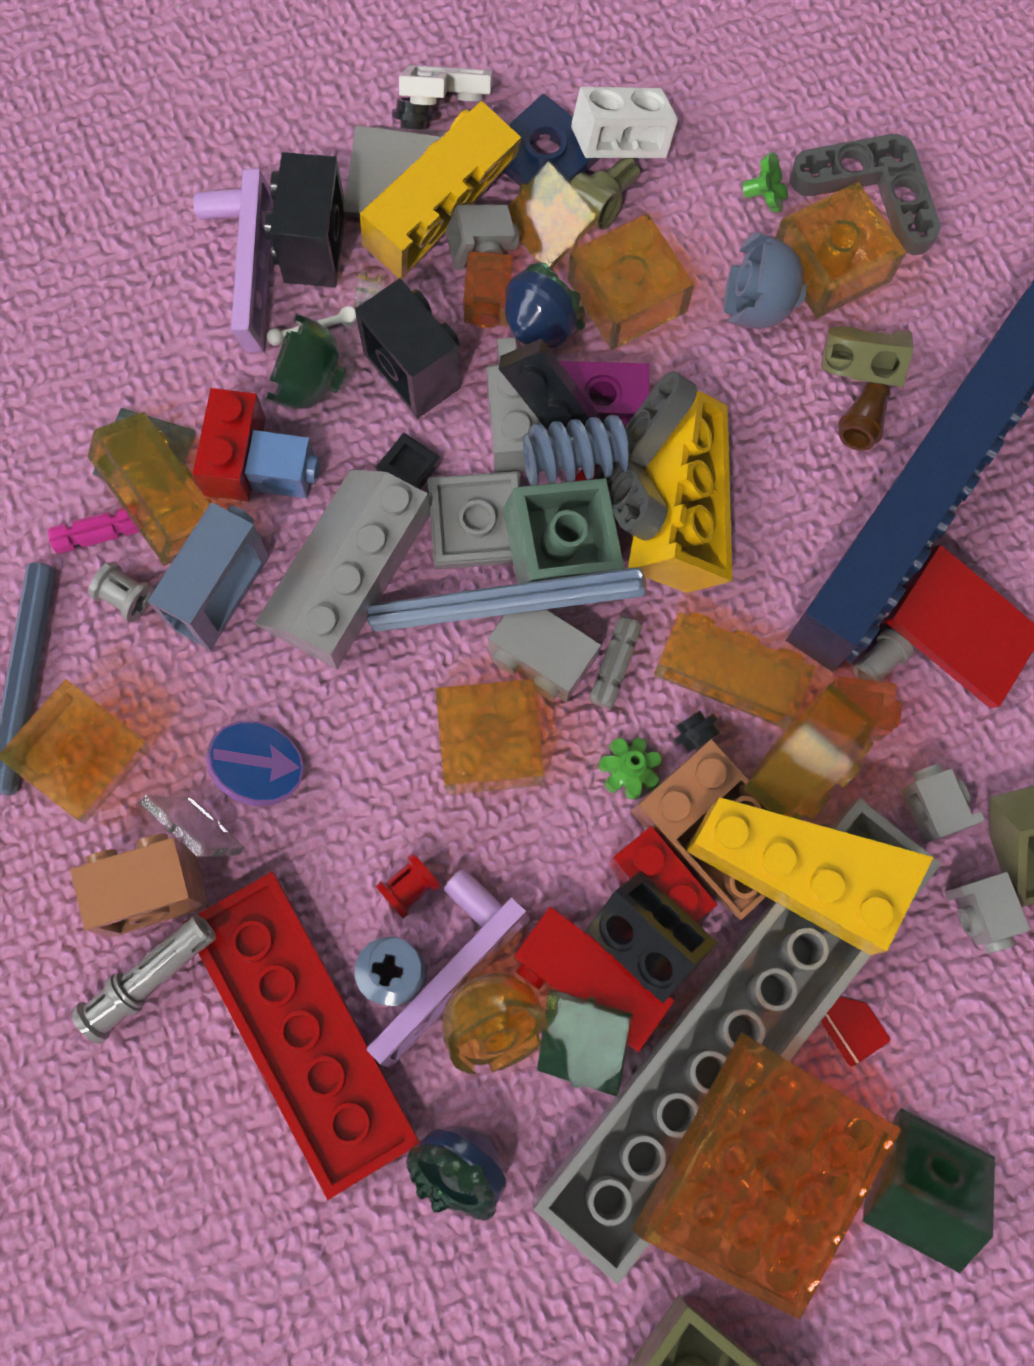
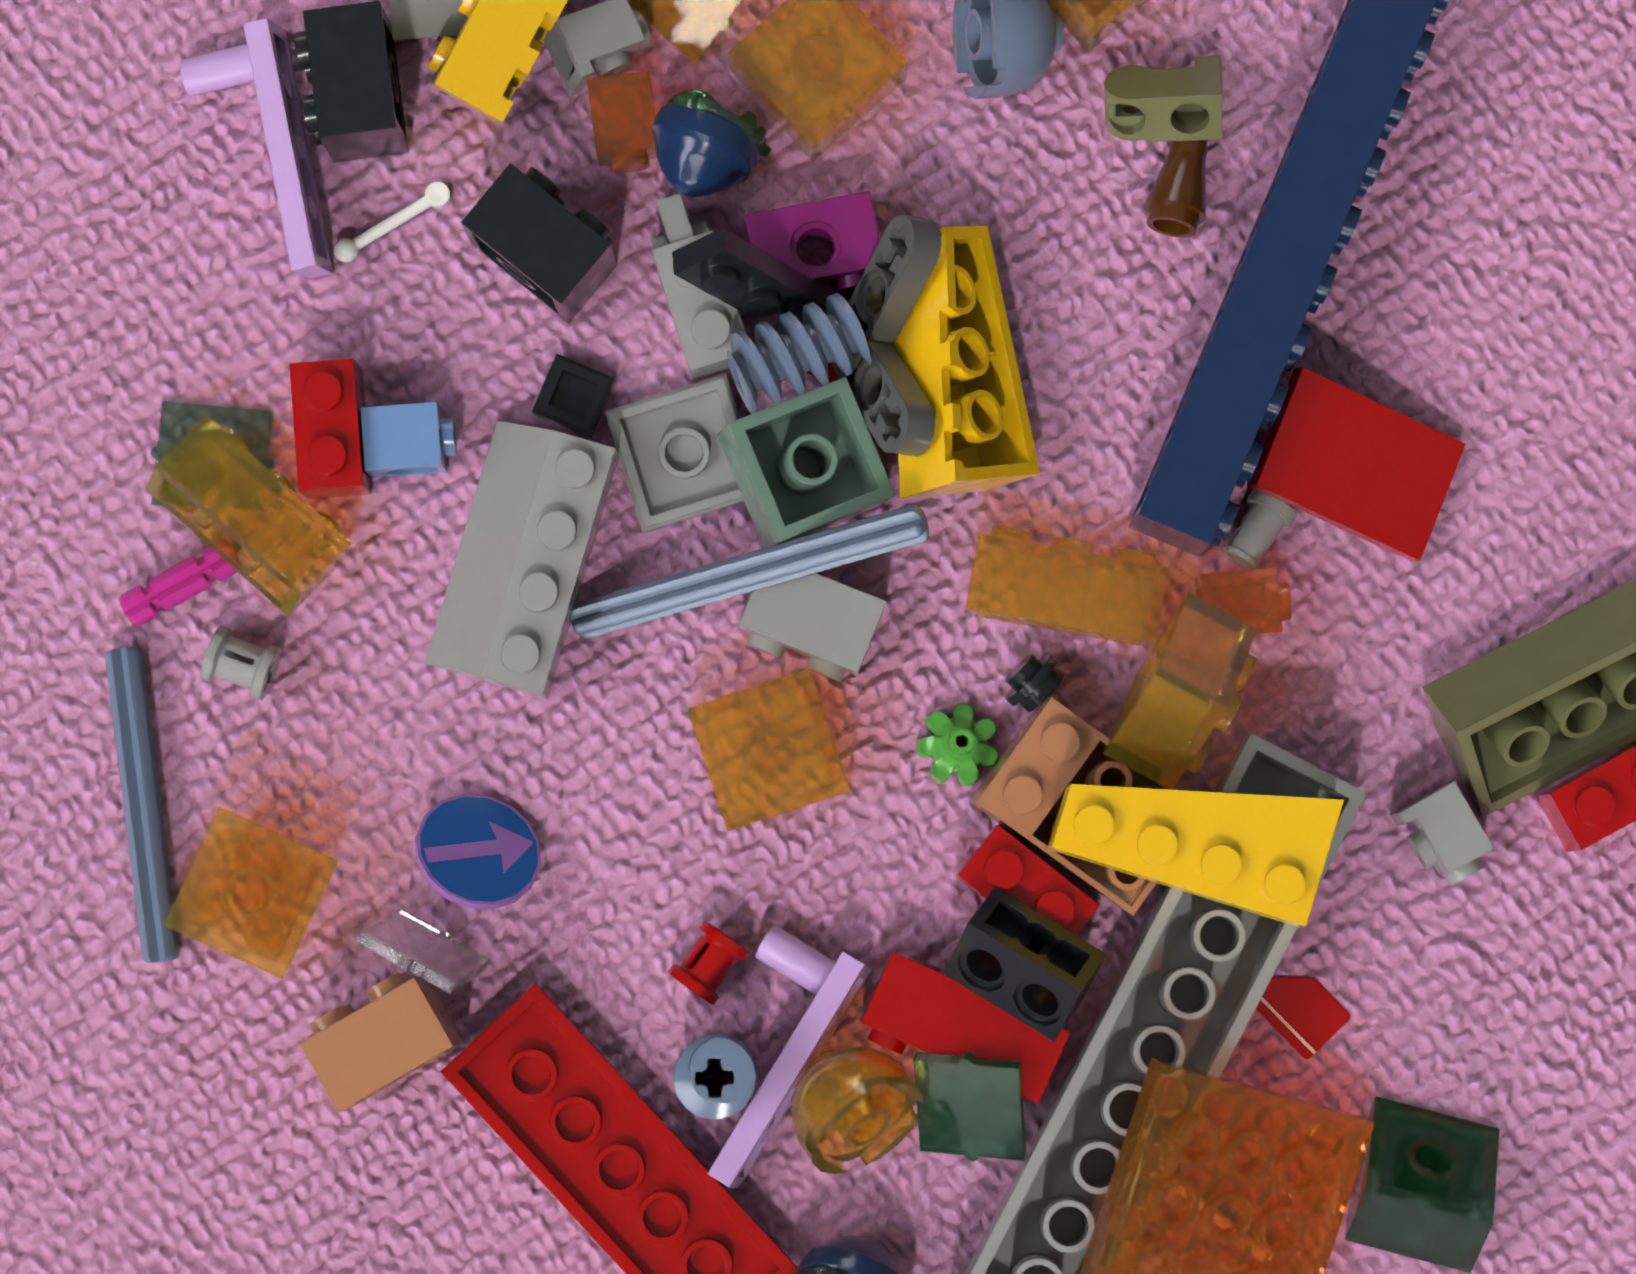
camera: 10 degrees left, 10 degrees up
(127, 992) = (396, 1170): light grey pin -> none
(210, 575) = (359, 620): sand blue window -> none
(306, 366) = (402, 294): clear green cylinder -> none
(367, 287) = (461, 160): clear bush -> none
(615, 662) = (910, 610): light grey axle -> none
(939, 803) = (1361, 707): light grey brick -> none

